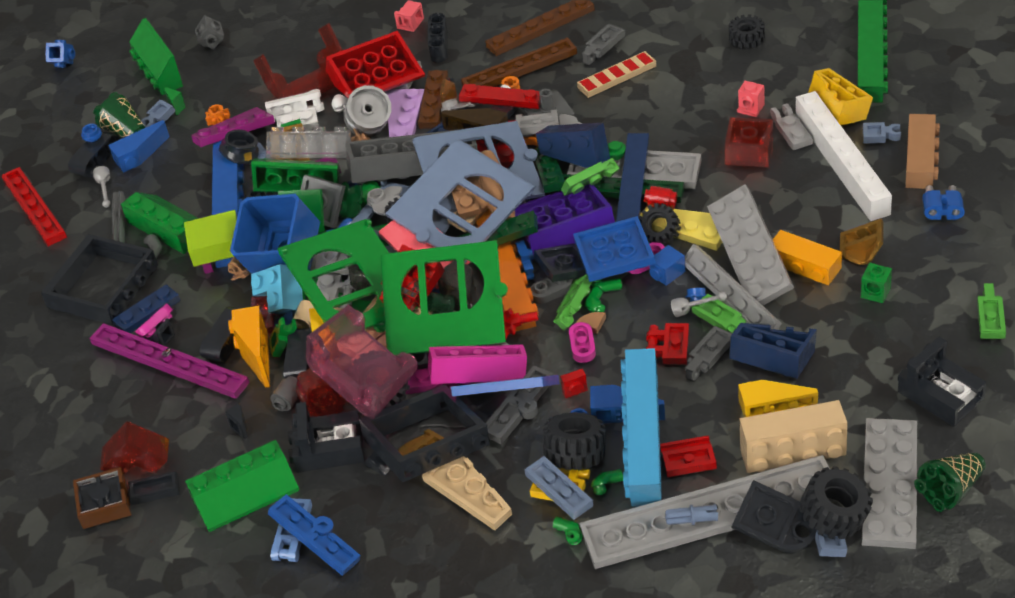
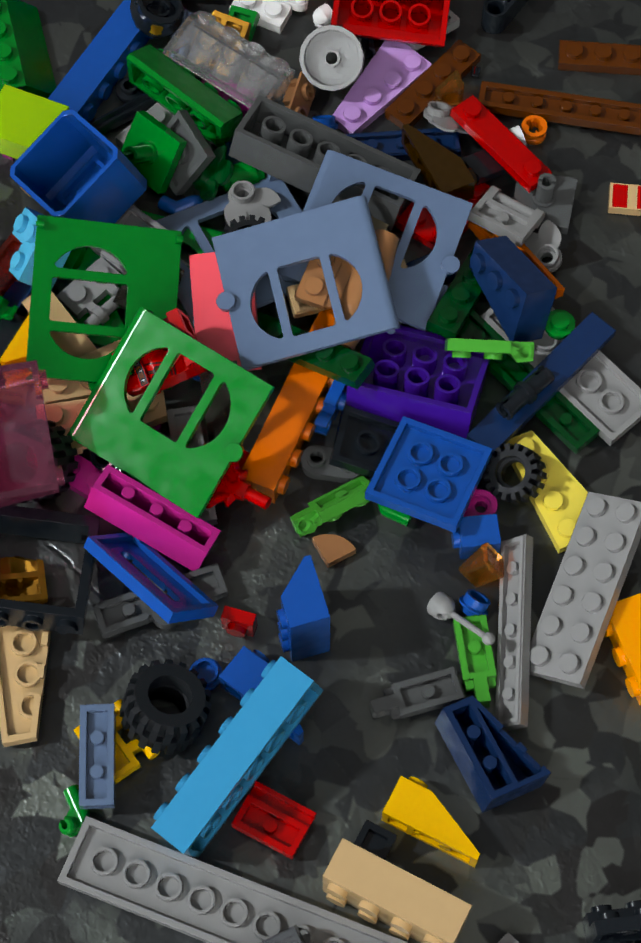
camera: 30 degrees right, 20 degrees up
(440, 303) = (183, 398): clear green piece -> none
(582, 342) = (291, 562): dark pink plate -> none
(593, 303) = (356, 522): green arm -> none
(606, 478) = (159, 776): green arm -> none
(612, 337) = (304, 614): none -> blue slope
(629, 183) = (525, 392): none -> black pin
(660, 195) = (549, 436): red brick -> none
(675, 342) = (392, 654): red plate -> none
(684, 274) = (483, 566): none -> clear orange slope
(691, 514) = (199, 910): sand blue axle -> none

